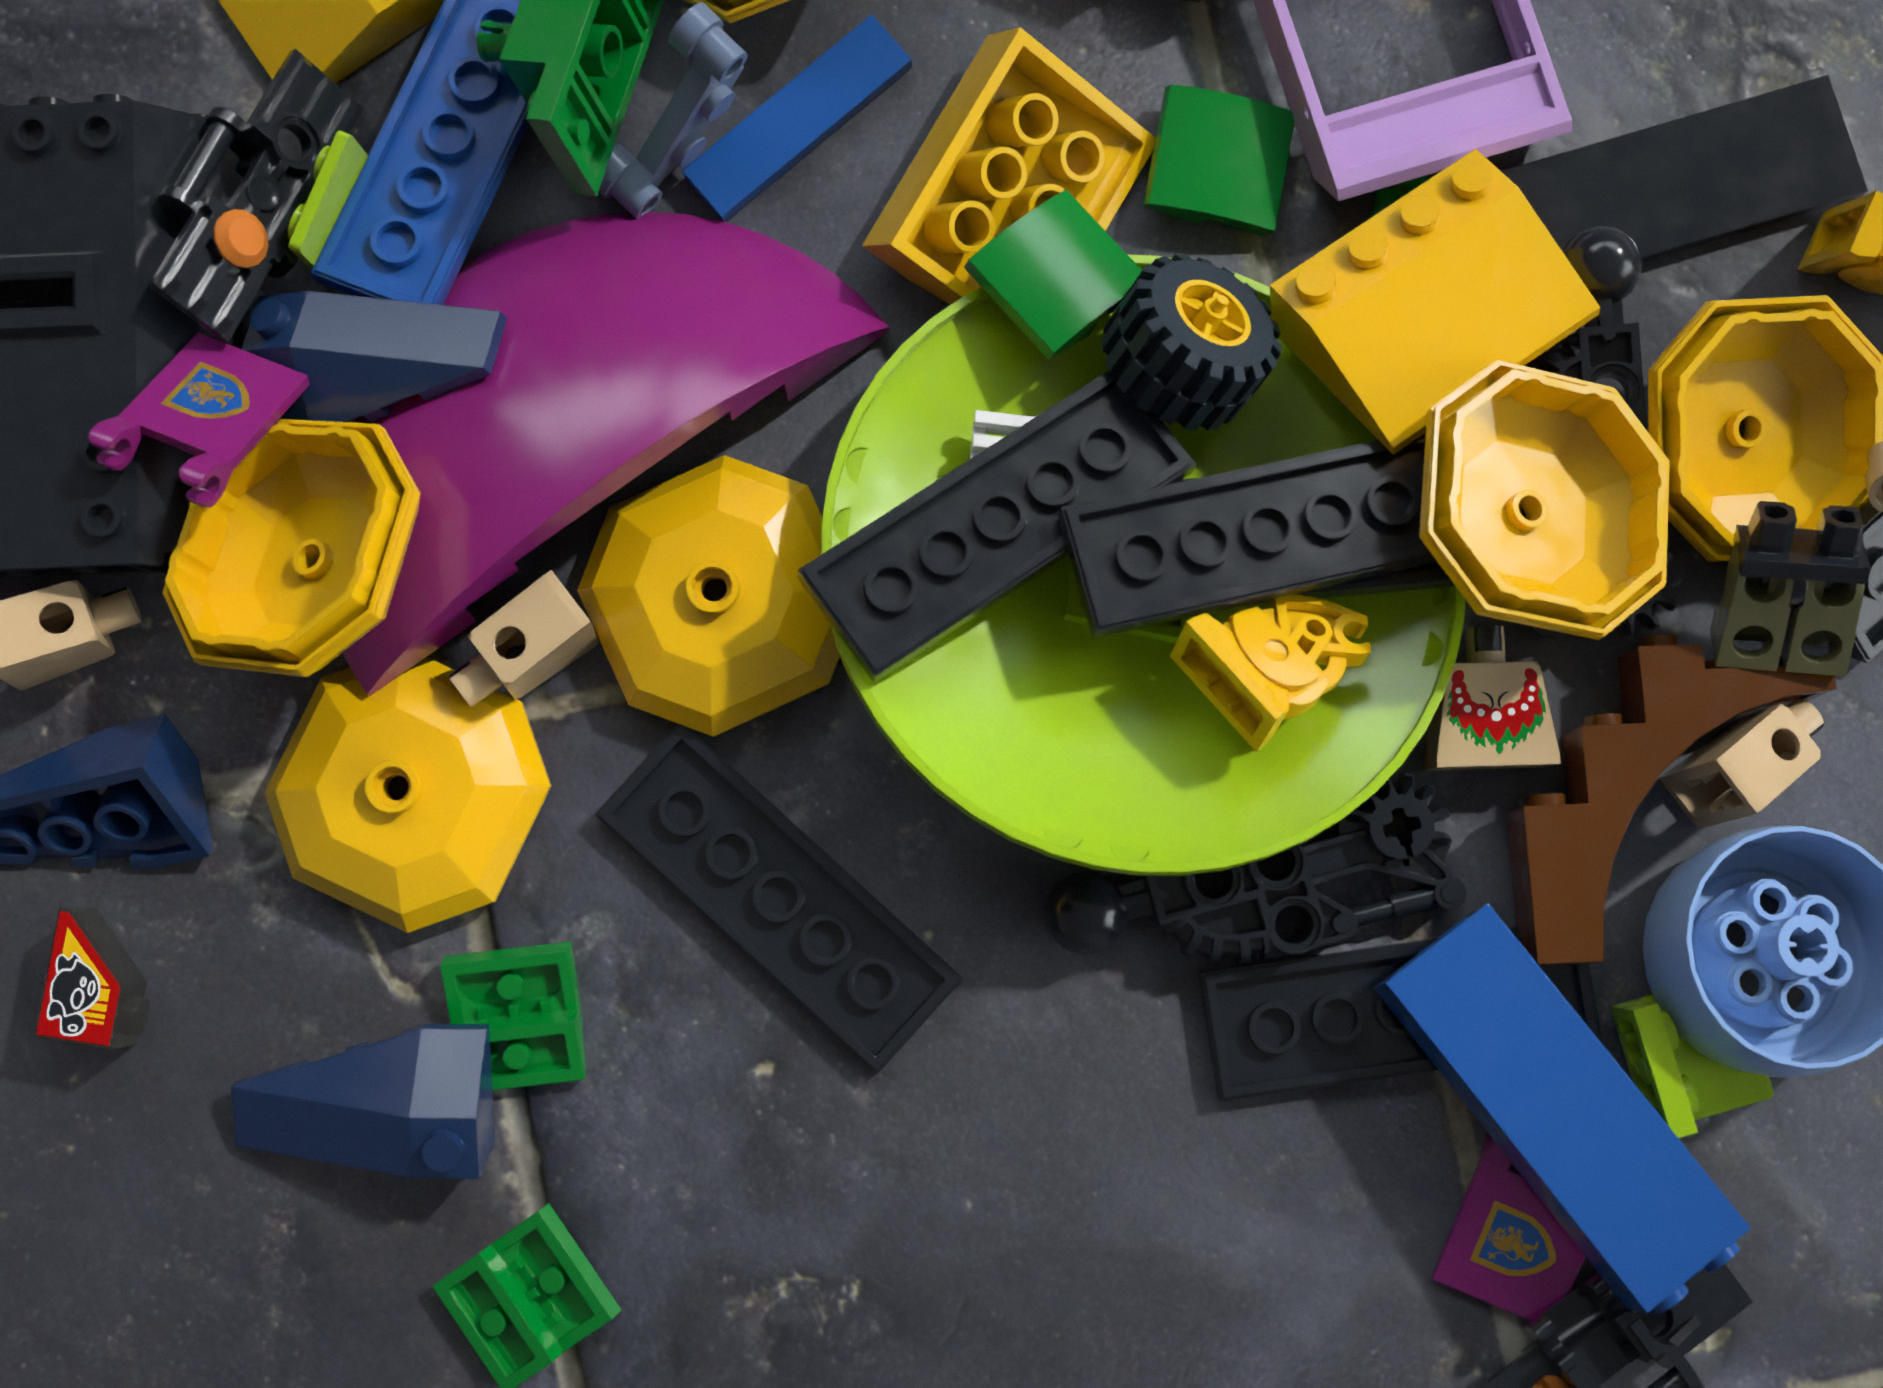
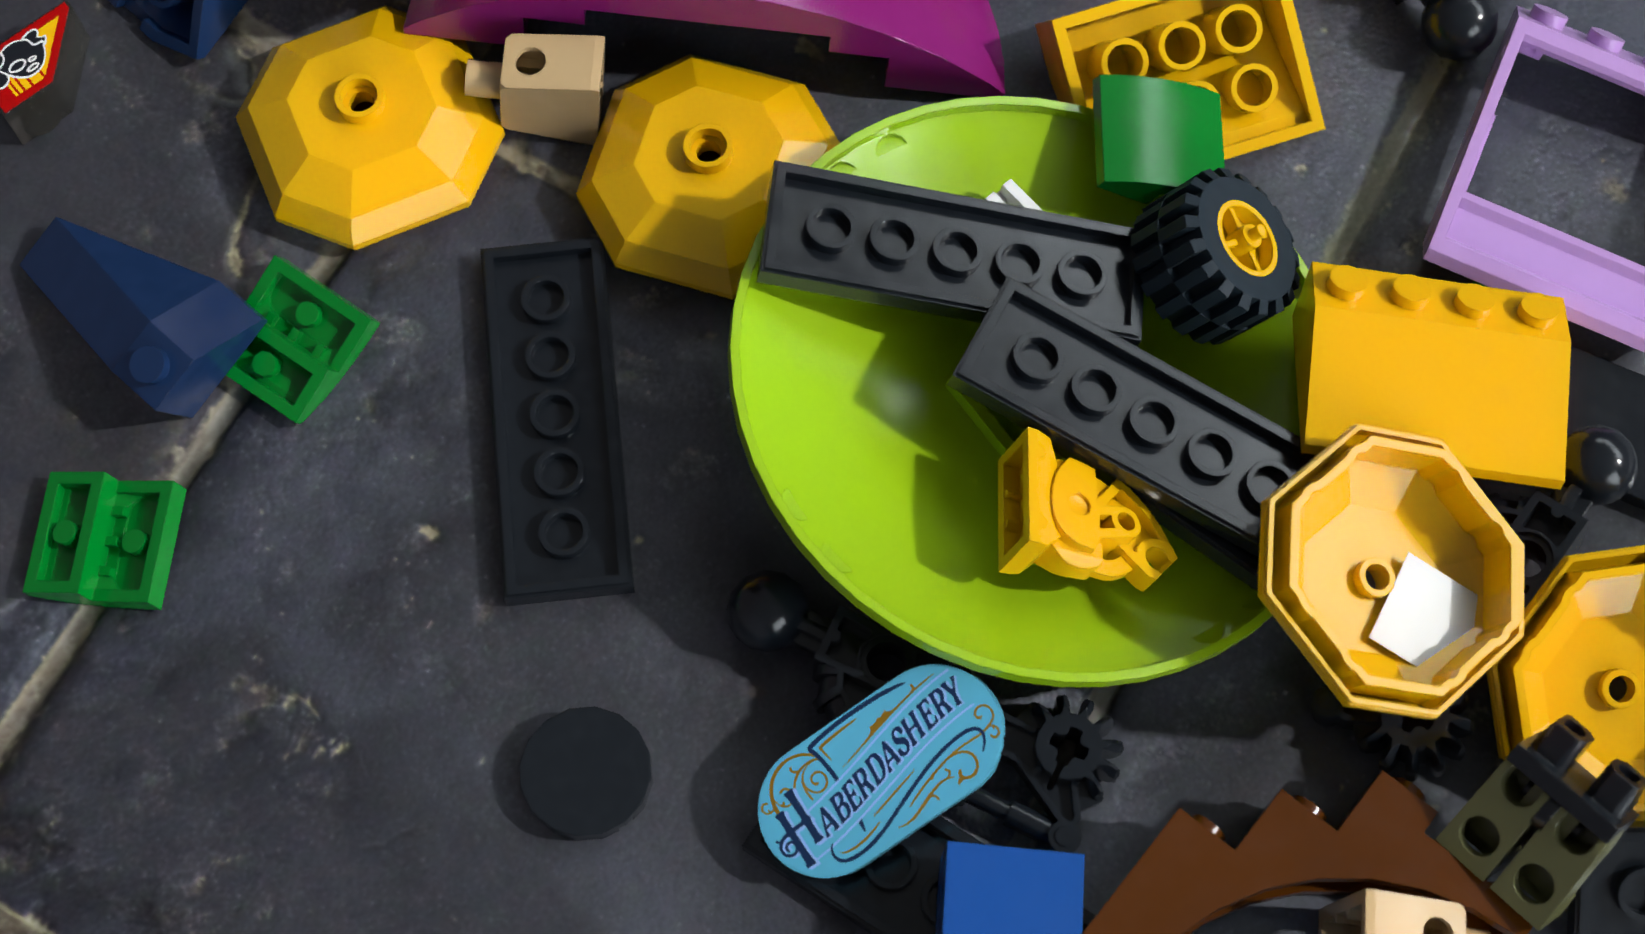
camera: 40 degrees right, 15 degrees down
(1057, 1148) = (586, 773): none -> black tile
(1219, 159) = (1360, 173): green slope -> none
(1287, 968) = (881, 771): none -> medium azure tile
(1491, 712) = (1217, 730): tan torso -> none
(1580, 503) = (1423, 612): none -> white sticker

